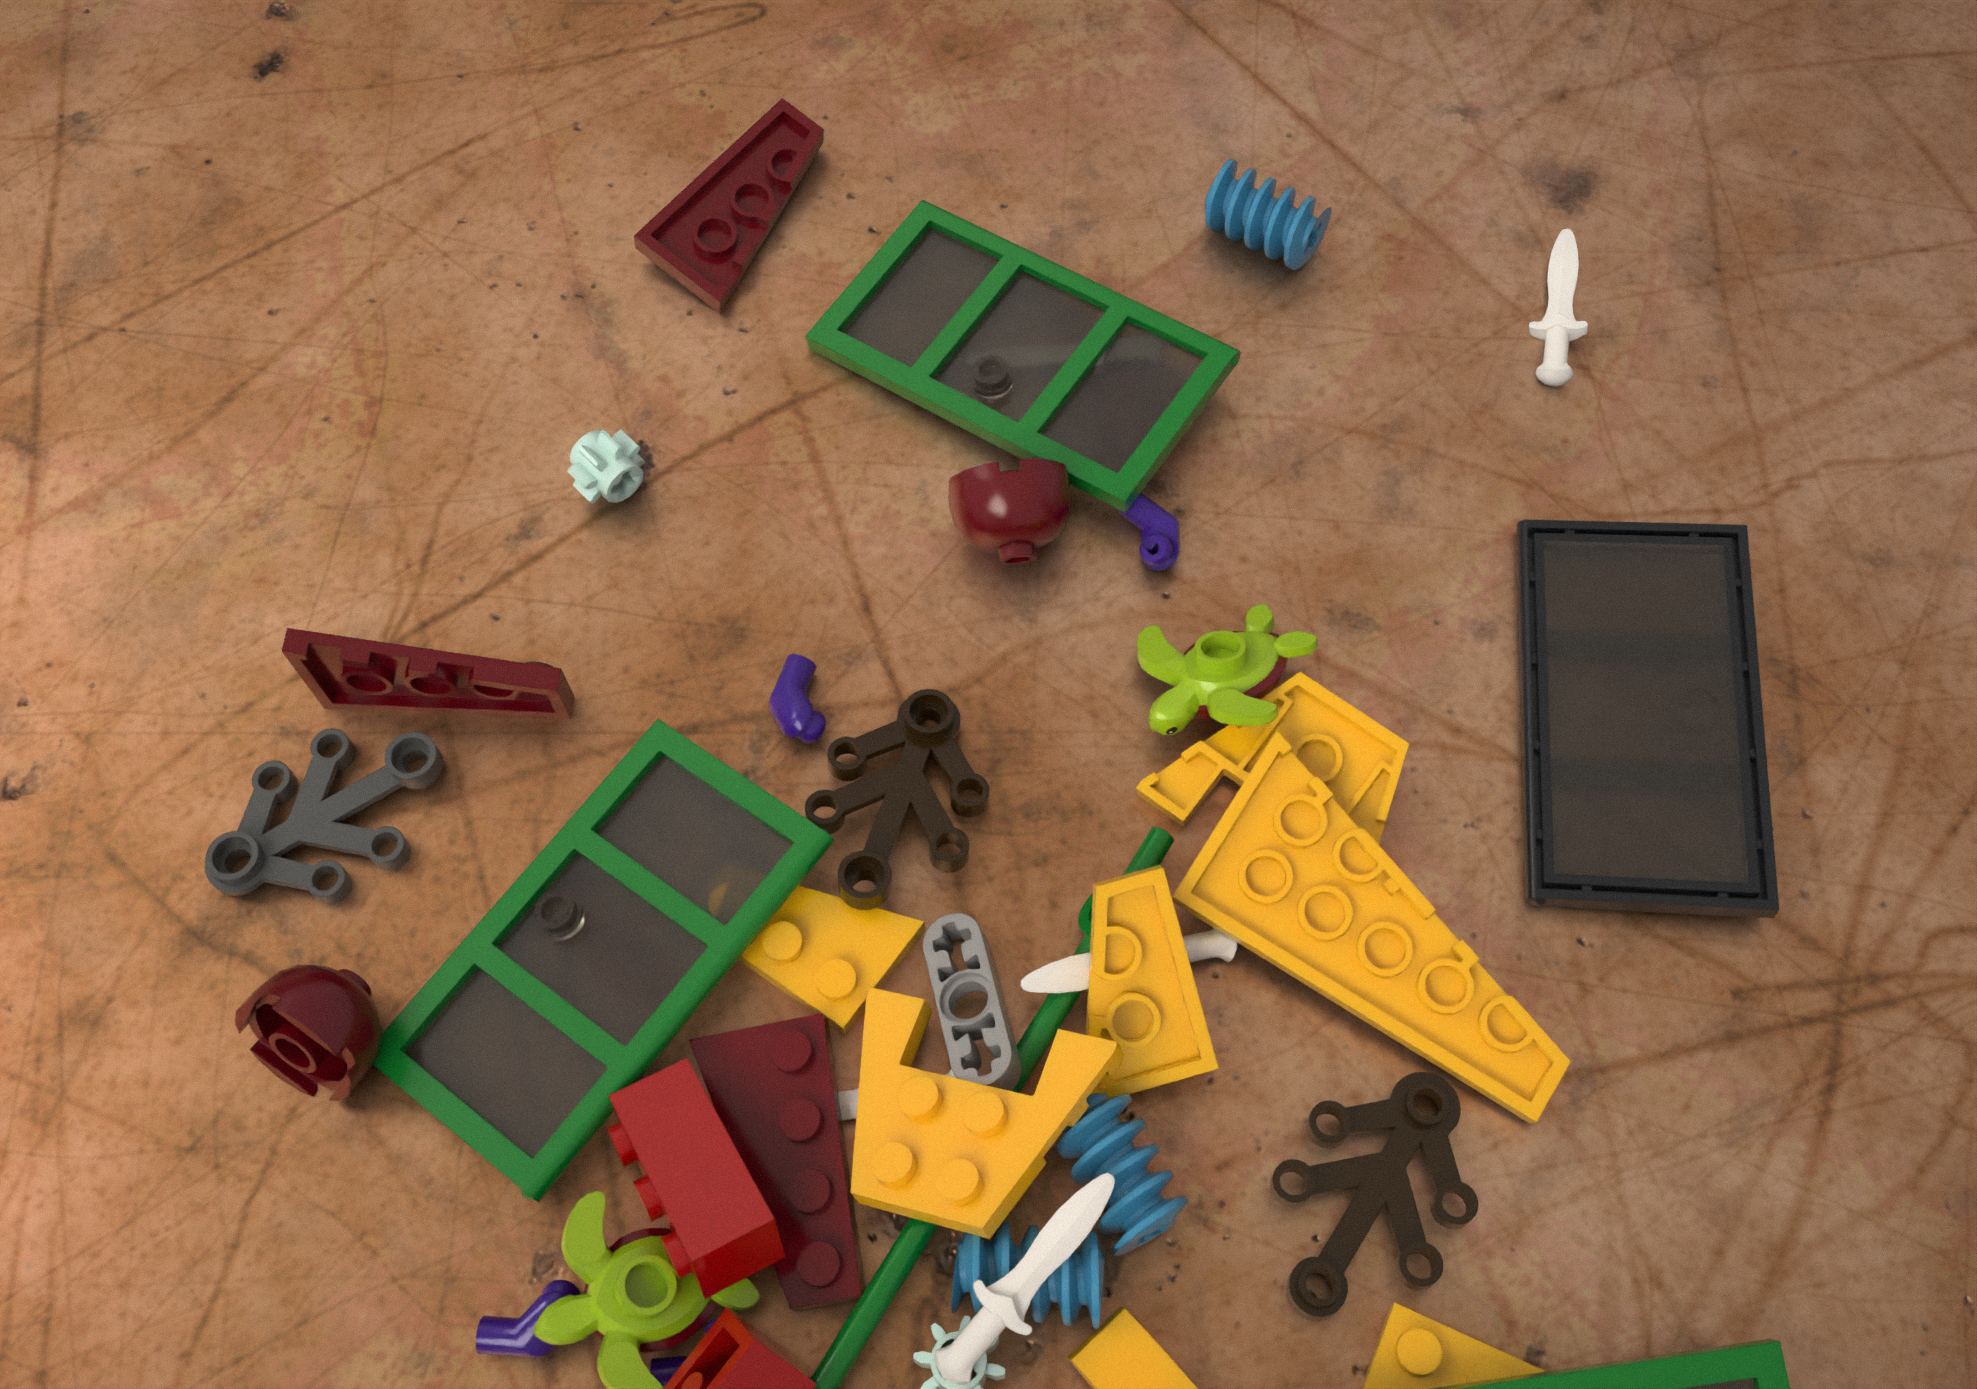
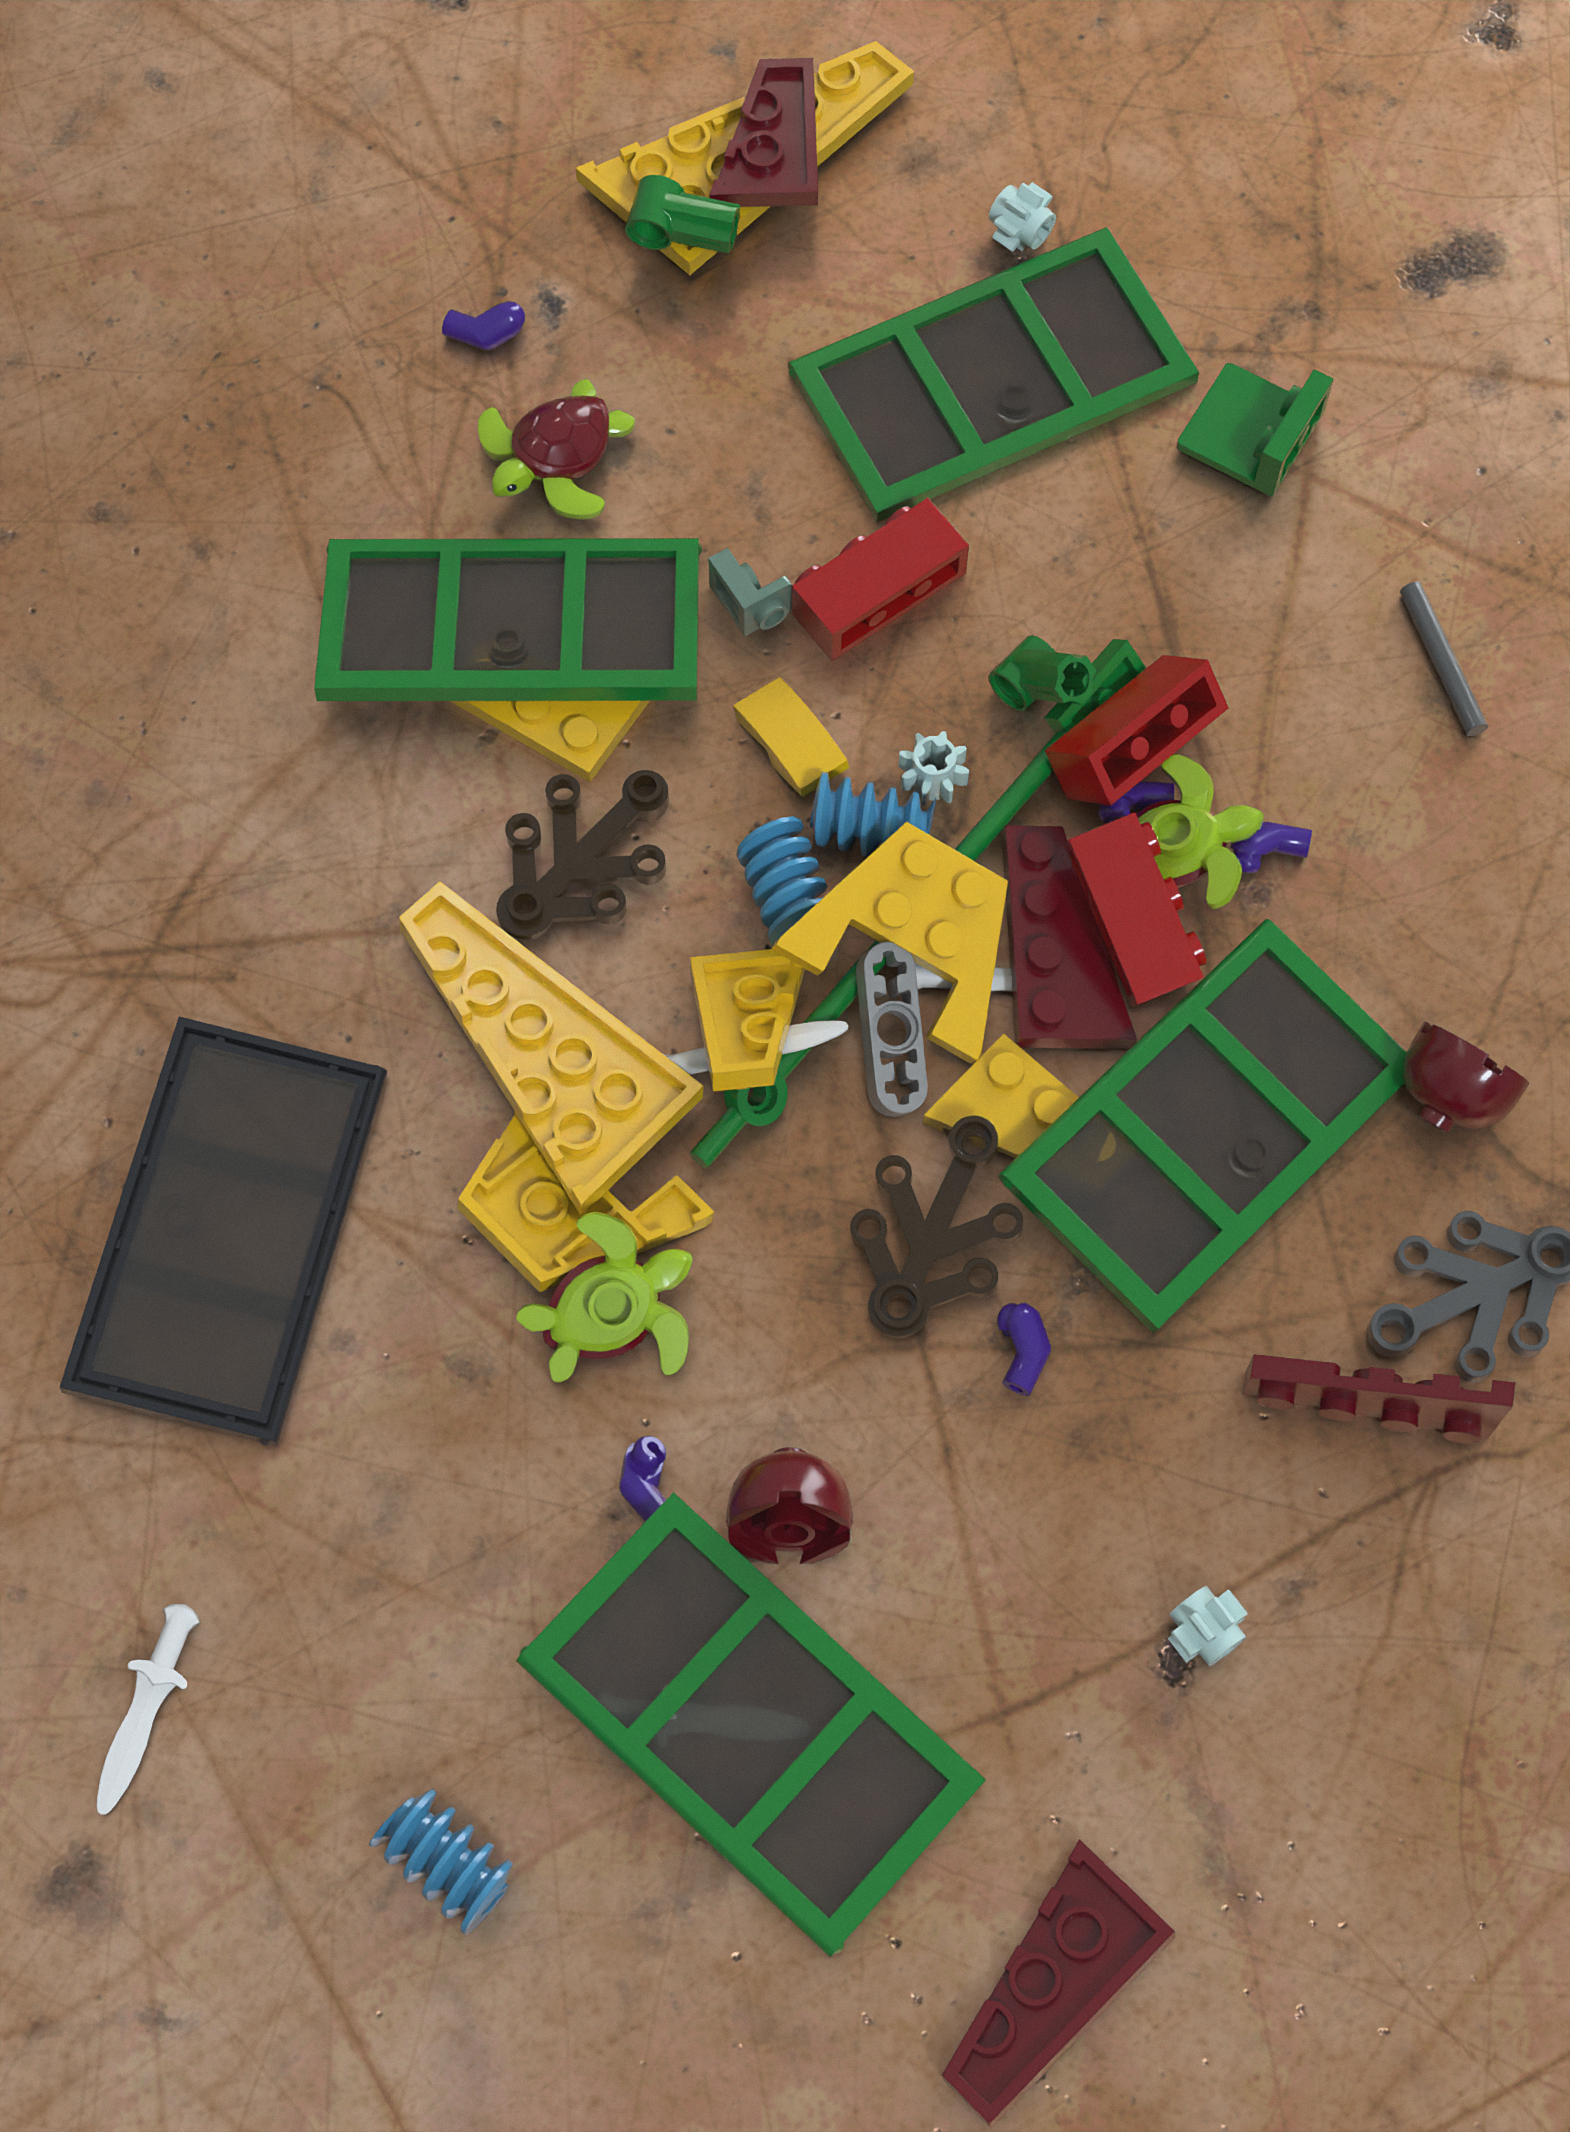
camera: 175 degrees left, 5 degrees up
(1010, 1296) = (892, 779): white sword -> none

